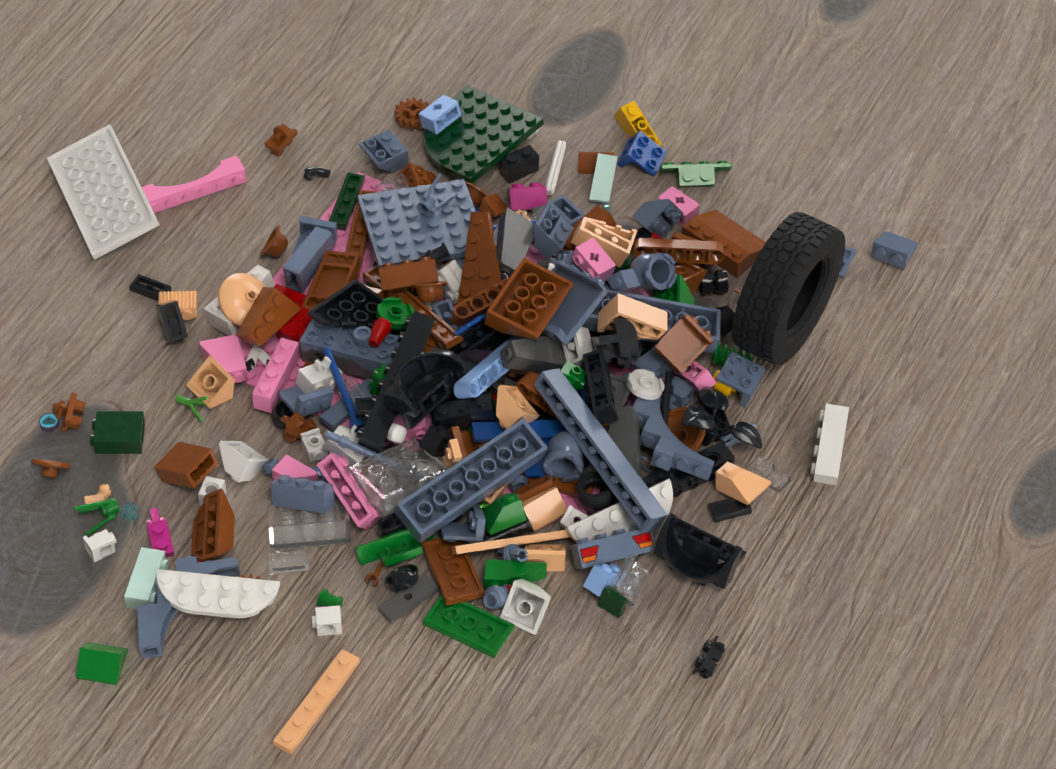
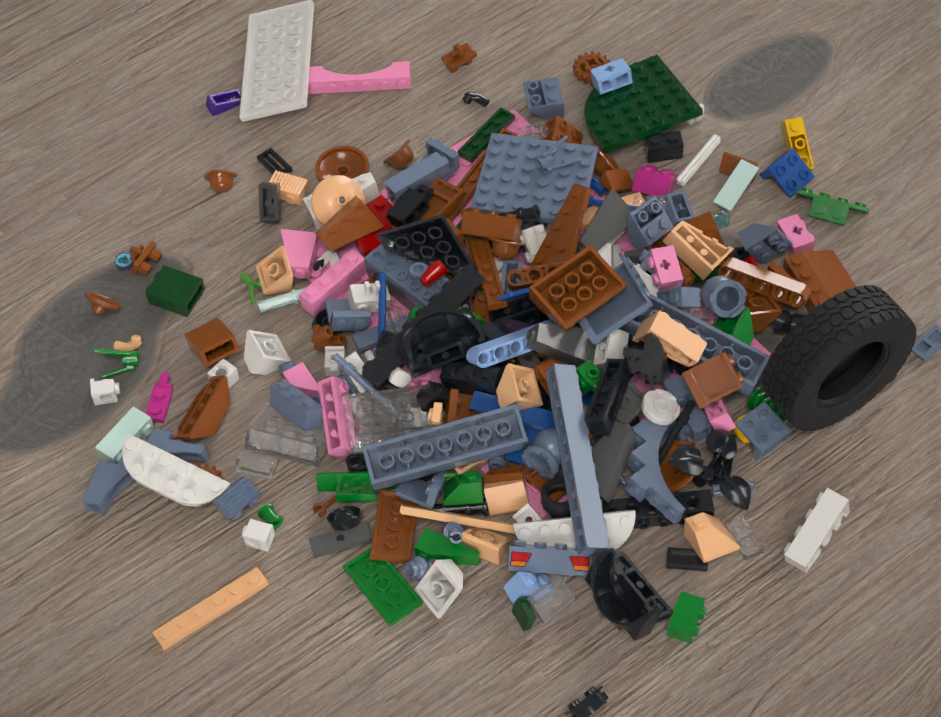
camera: 30 degrees right, 5 degrees up
(65, 246) = (218, 102): none -> dark purple slope
(101, 663) = (49, 500): green slope -> none
(107, 317) = (220, 179): none -> dark orange hat
(130, 511) = (143, 366): clear light blue plate -> none
(221, 264) = (341, 161): none -> dark orange dish
(240, 401) = (280, 300): none -> light aqua pin
(290, 595) = (238, 496): none -> sand blue brick
(316, 284) = (410, 206): none -> black brick
(395, 305) = (457, 250): green plate -> none
(757, 559) = (686, 617): none -> green brick

